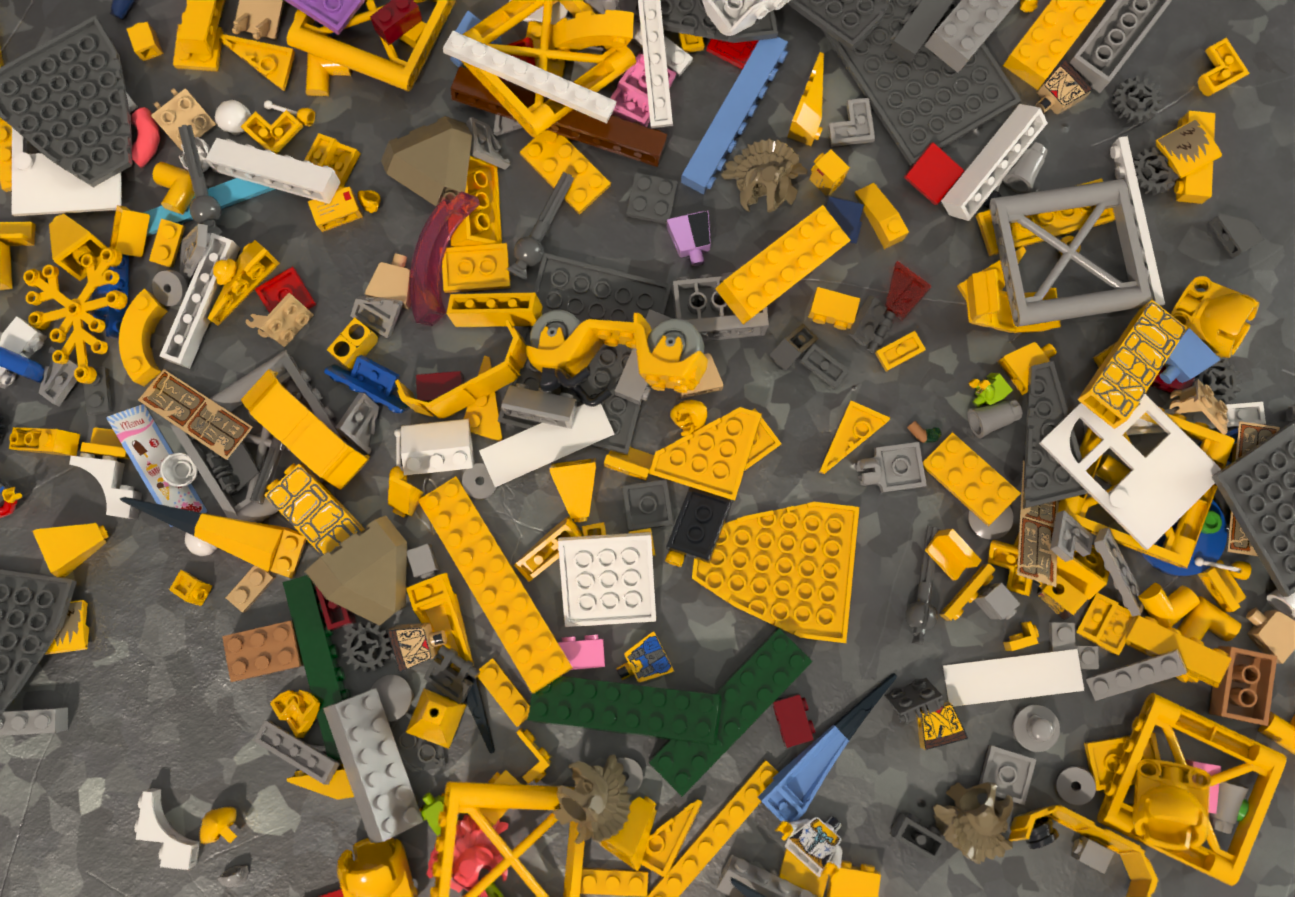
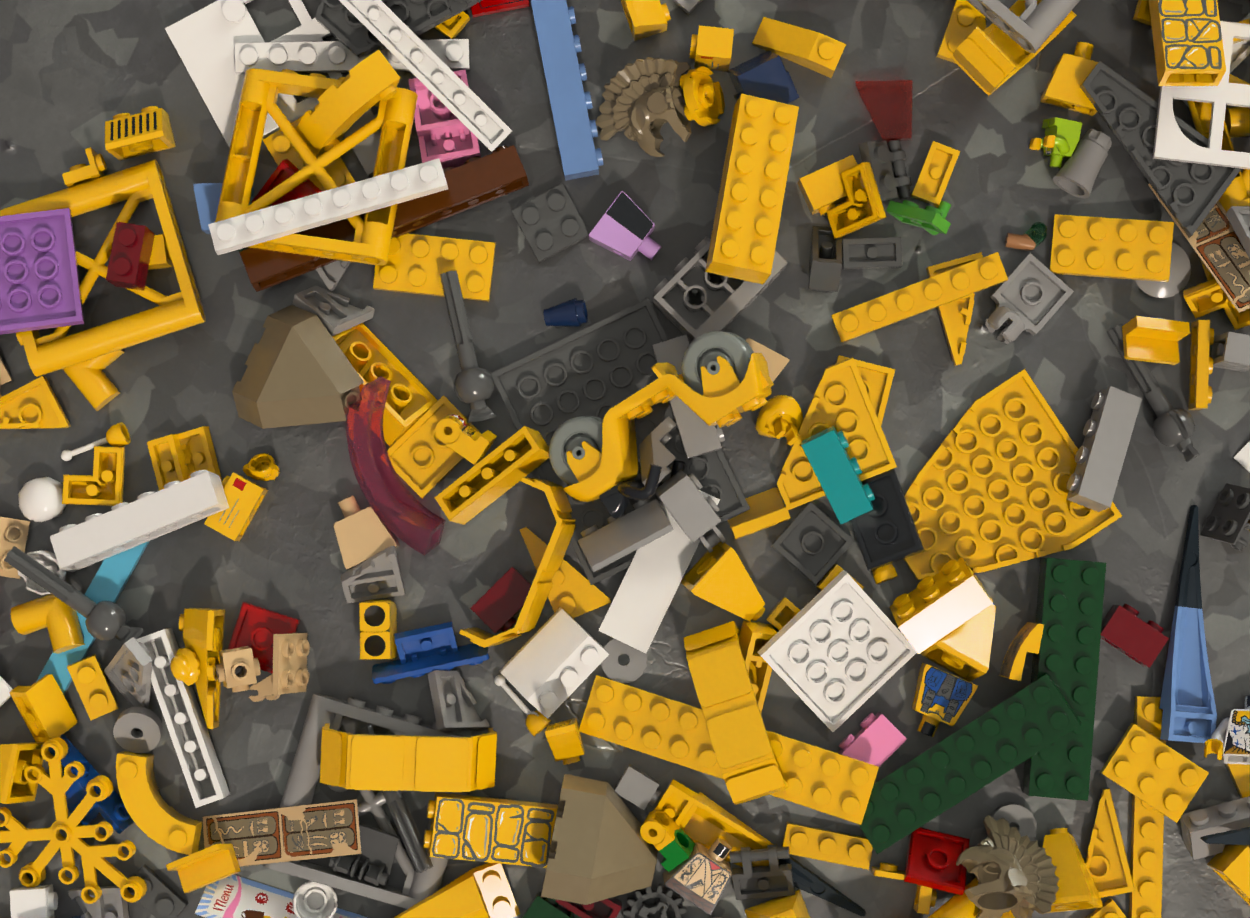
camera: 35 degrees left, 5 degrees up
(137, 396) = (205, 866): none -> yellow panel
(262, 294) = (230, 660): none -> tan brick
(412, 604) = (667, 838): none -> leg
(495, 274) = (463, 438): none -> yellow leg
(510, 562) = (732, 713): none -> yellow windscreen
(557, 753) = (933, 860): none -> red tile
(591, 423) = (691, 509): none -> light grey brick
(599, 371) = (654, 452): none -> light grey slope
(617, 256) = (567, 314): none -> dark blue cone
(689, 636) = (967, 647): none -> yellow slope
(691, 601) = (939, 604): none -> brick
(695, 474) = (838, 474): none -> teal brick
(724, 669) = (1025, 641): none -> yellow slope
(737, 815) = (1154, 772): none -> yellow plate
(798, 196) = (702, 96): none -> yellow plate
(831, 413) = (920, 297): none -> yellow plate
(843, 329) = (863, 204): none -> yellow brick
(868, 592) = (1103, 448): none -> light grey brick
(875, 371) = (929, 219): none -> bright green plate

